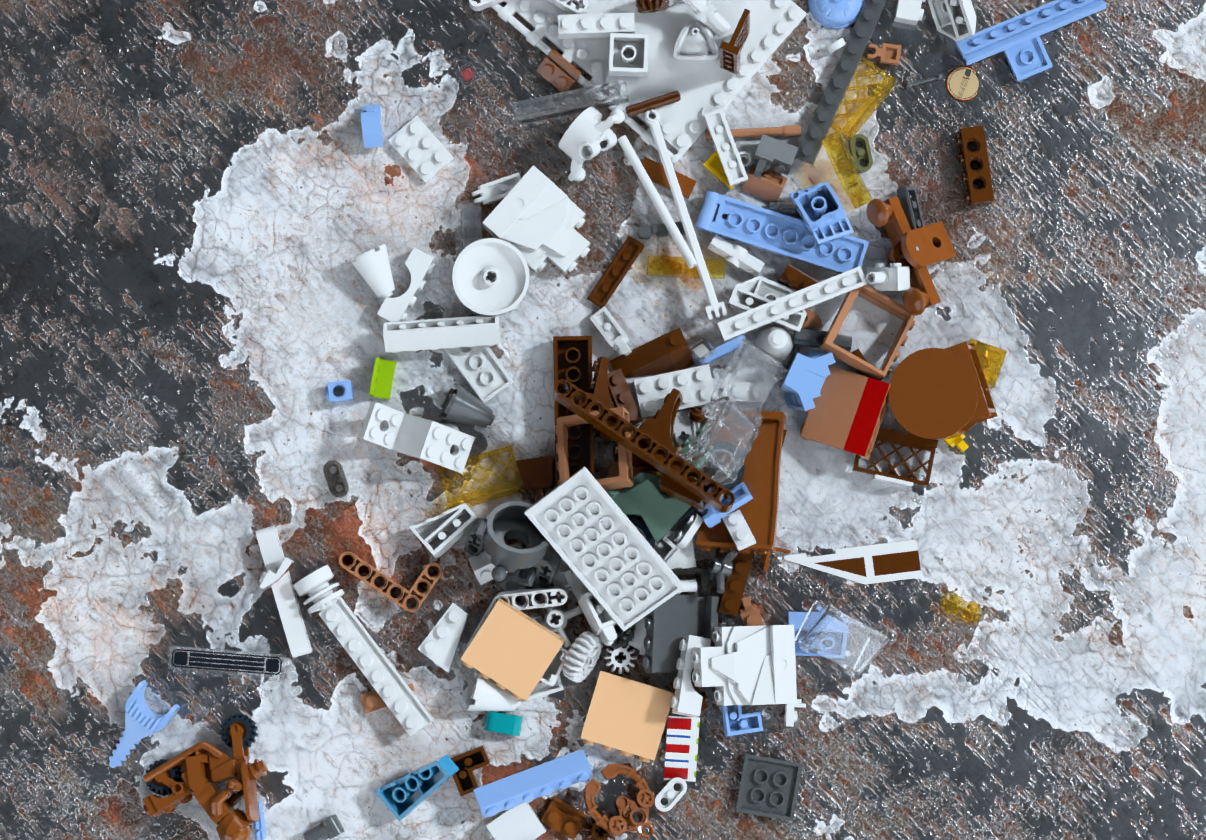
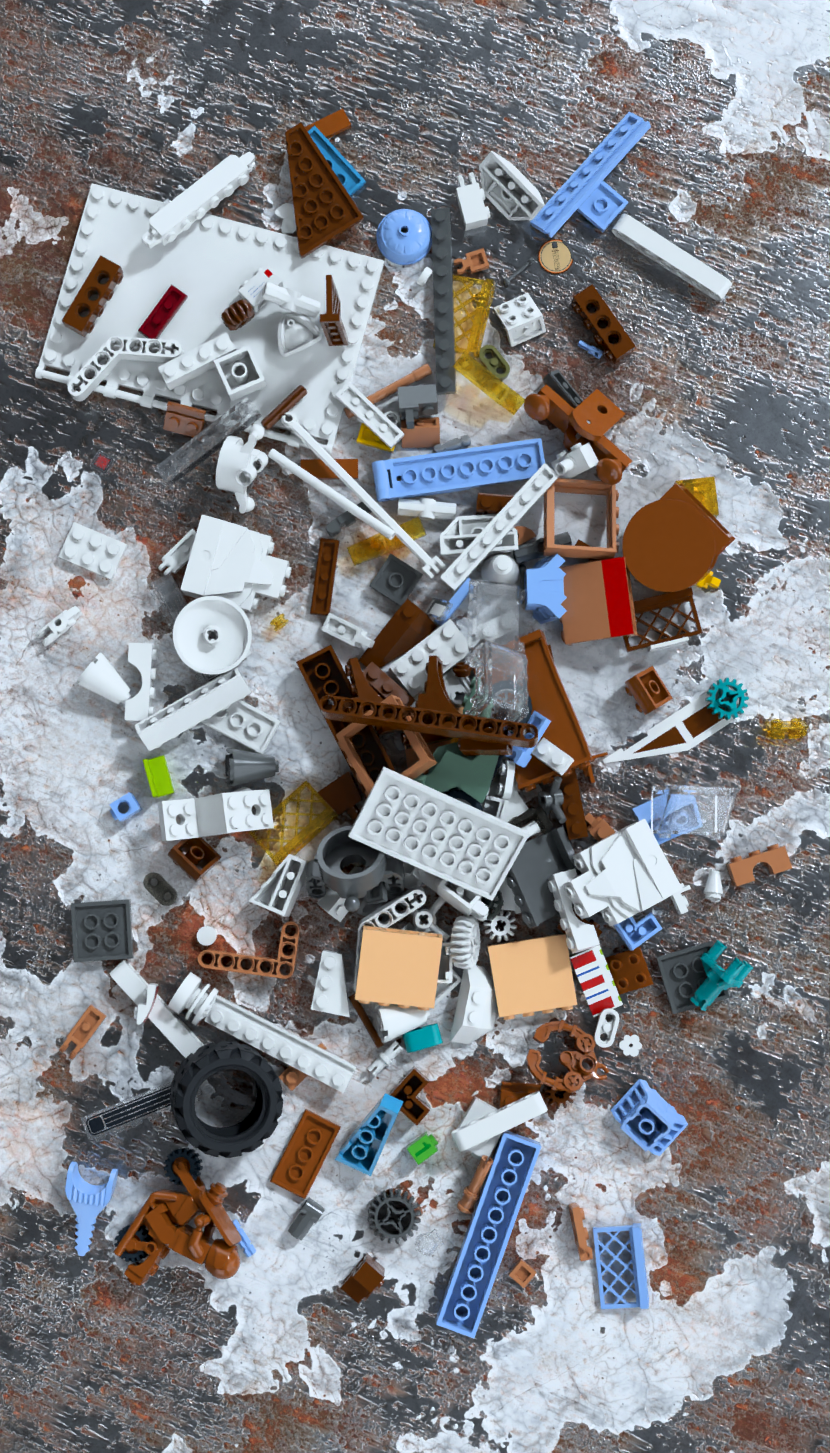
camera: 25 degrees left, 0 degrees up
(209, 570) = (83, 1030): none -> nougat hinge
(267, 490) = (102, 930): none -> dark grey plate
(311, 730) = (248, 1133): none -> black tyre
(350, 774) = (305, 1154): none -> dark orange tile
(356, 540) = (206, 935): none -> white tile
(368, 198) = (66, 619): none -> white hinge
(372, 126) = (37, 551): light blue brick -> none
(379, 465) = (194, 857): none -> reddish brown brick
(456, 819) = (423, 1147): none -> bright green brick
(460, 684) = (366, 1021): none -> reddish brown bar
(461, 725) = (385, 1058): none -> white pin
(533, 783) = (476, 1080): light blue brick -> none
(535, 828) = (499, 1121): none -> white beam
(555, 293) = (279, 622): none -> clear yellow bush
(563, 718) = (475, 1006): none -> white wedge
(677, 306) = (396, 580): none -> dark grey plate
(684, 826) = (634, 1049): none -> white plant
(715, 753) = (629, 970): none -> dark orange hinge
(791, 798) = (718, 977): none -> teal wheel
(821, 212) = (485, 431): light blue slope -> none
(827, 716) = (713, 887): none -> white cone
(854, 513) = (647, 690): none -> dark orange brick
(894, 718) = (774, 858): none -> nougat arch
(903, 125) = (520, 319): none -> white bracket
(921, 563) = (724, 691): none -> teal gear
(953, 182) = (591, 349): none -> light blue pin
(1067, 135) = (671, 257): none -> white beam

